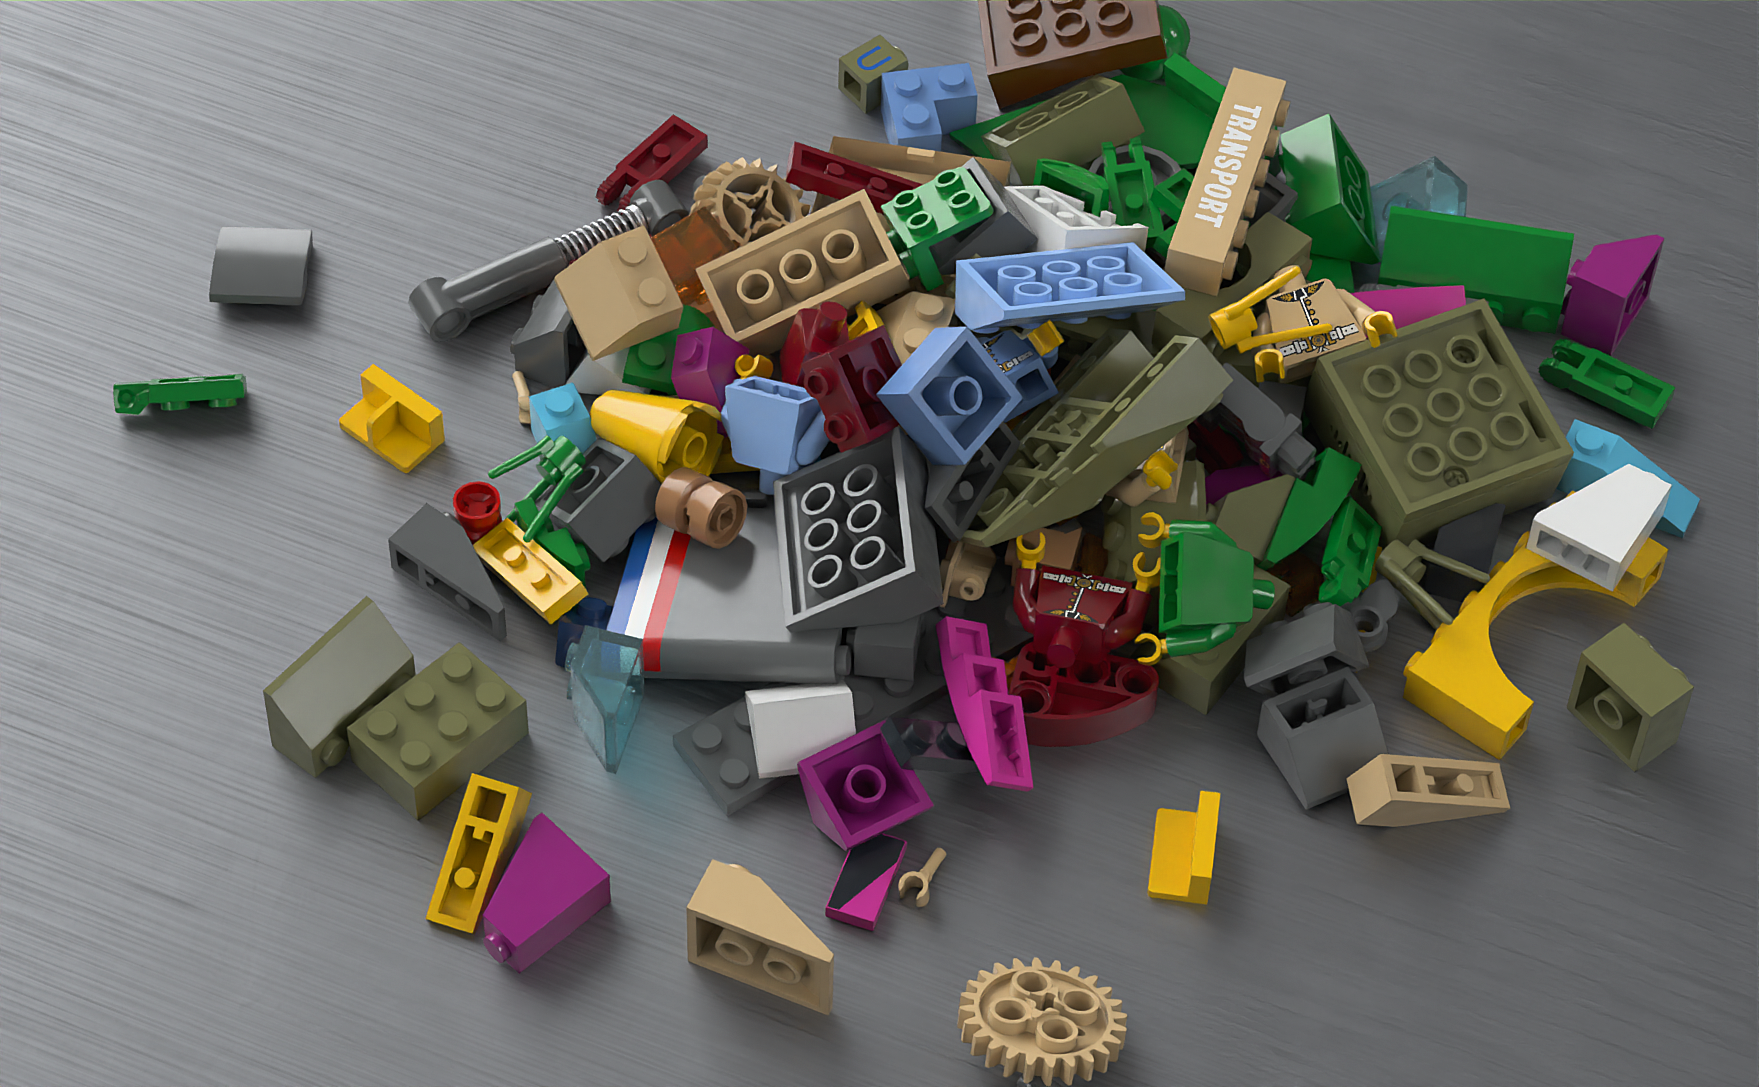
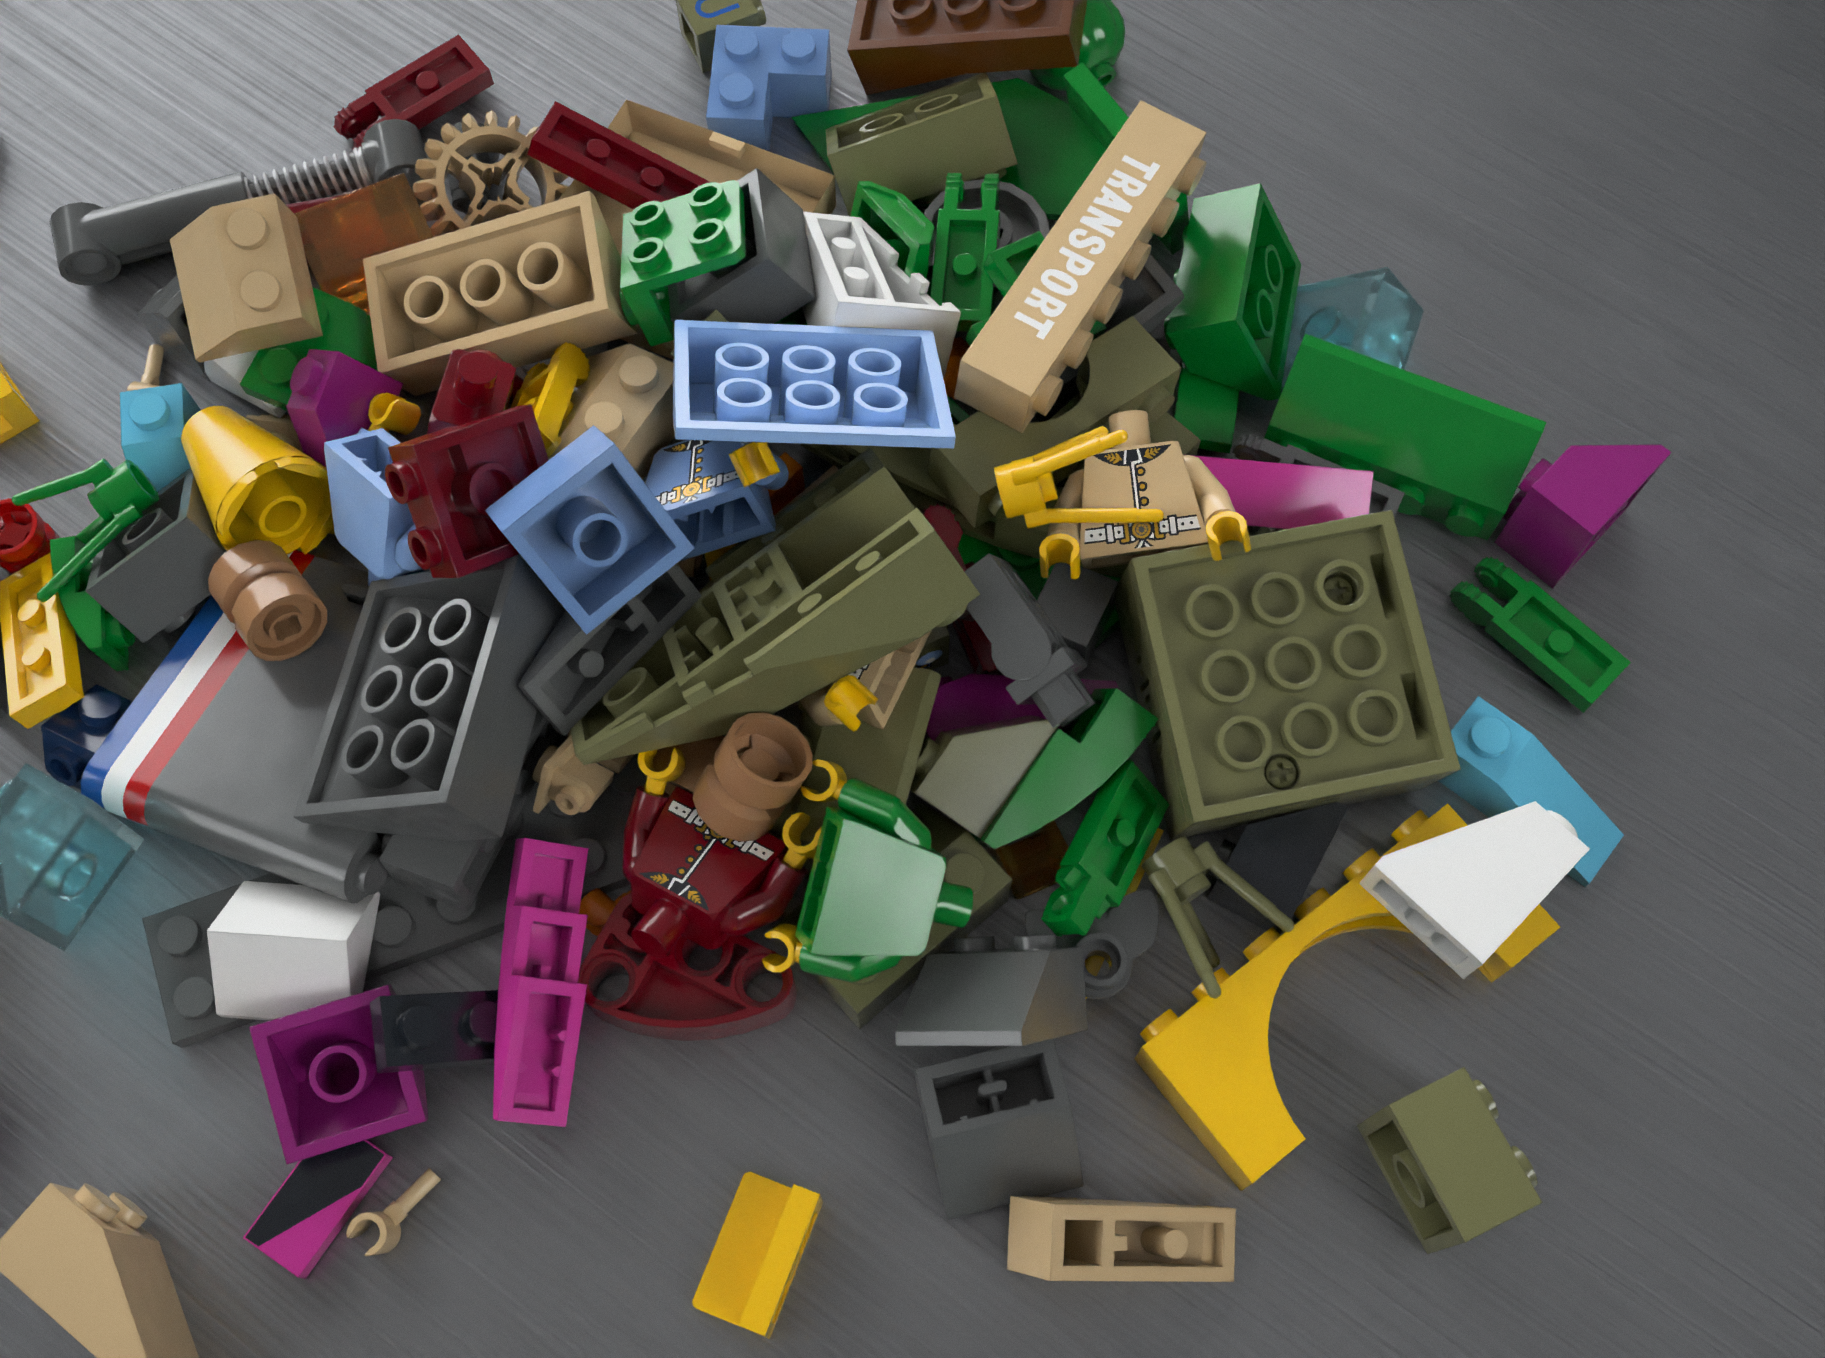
camera: 15 degrees right, 15 degrees up
(1101, 538) = (752, 776): none -> medium nougat wheel

